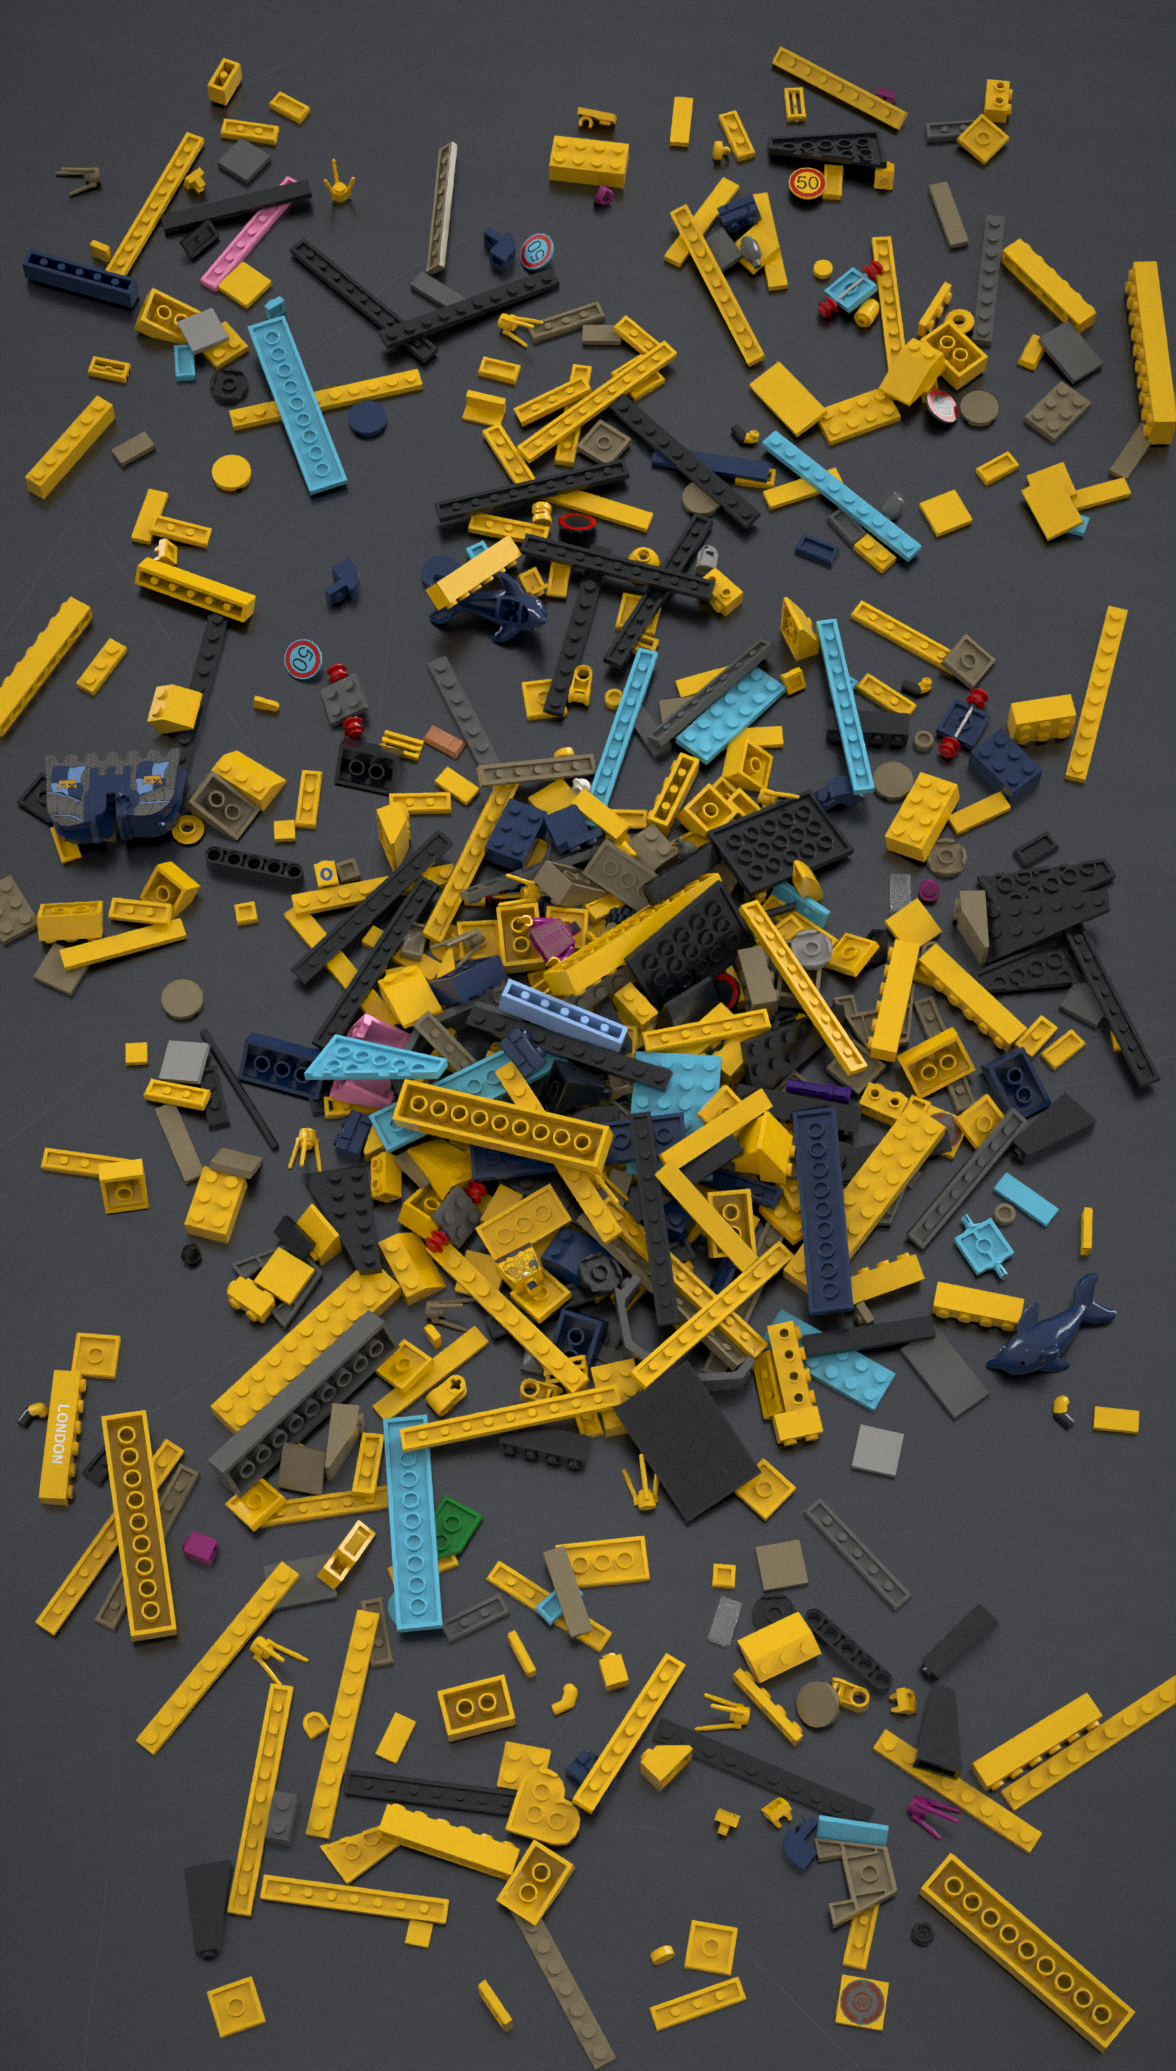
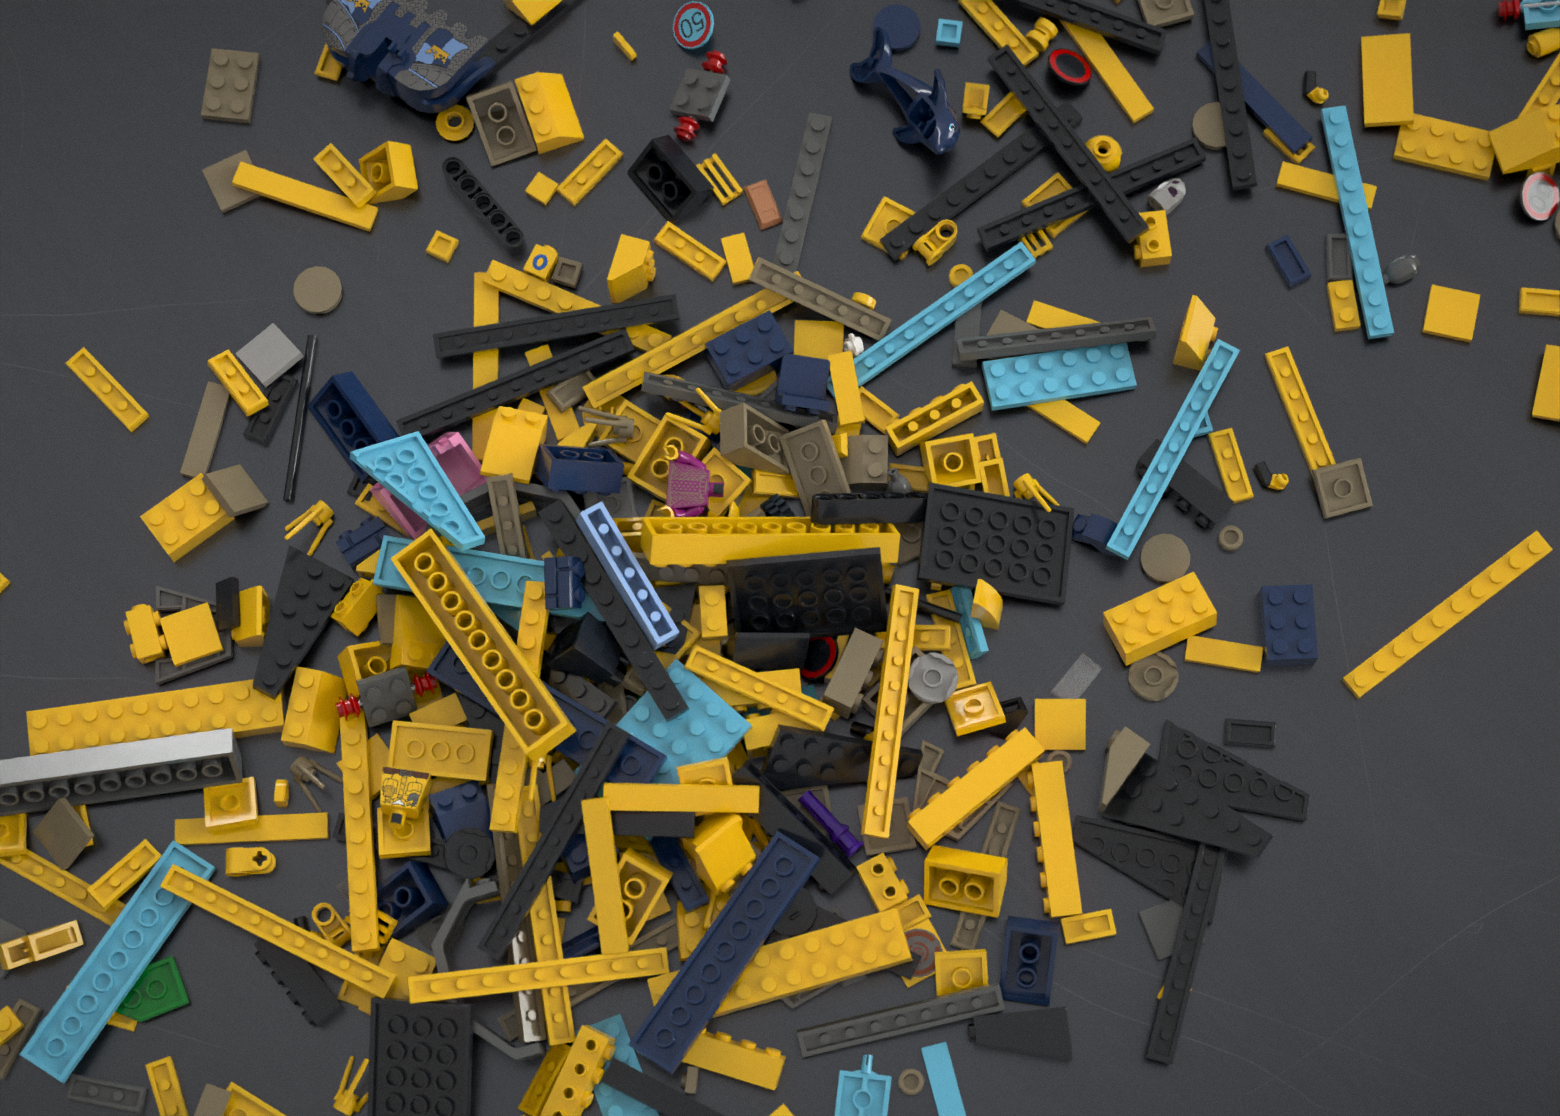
camera: 40 degrees right, 10 degrees up
(70, 921) = (276, 138): yellow slope -> none
(123, 1186) = (119, 436): yellow slope -> none
(136, 1054) = (235, 314): yellow tile -> none
(195, 1254) = (132, 552): black plate -> none
(344, 1434) = (120, 829): dark tan slope -> none
(473, 573) = (917, 51): yellow brick -> none
(747, 765) = (1032, 440): yellow slope -> none
(793, 680) = (1149, 383): yellow tile -> none
(929, 890) = (1106, 698): magenta tile -> none
(963, 723) = (1283, 549): dark blue plate -> none
(1041, 719) = (1362, 604): yellow brick -> none
(1062, 1049) = (1105, 958): yellow tile -> none

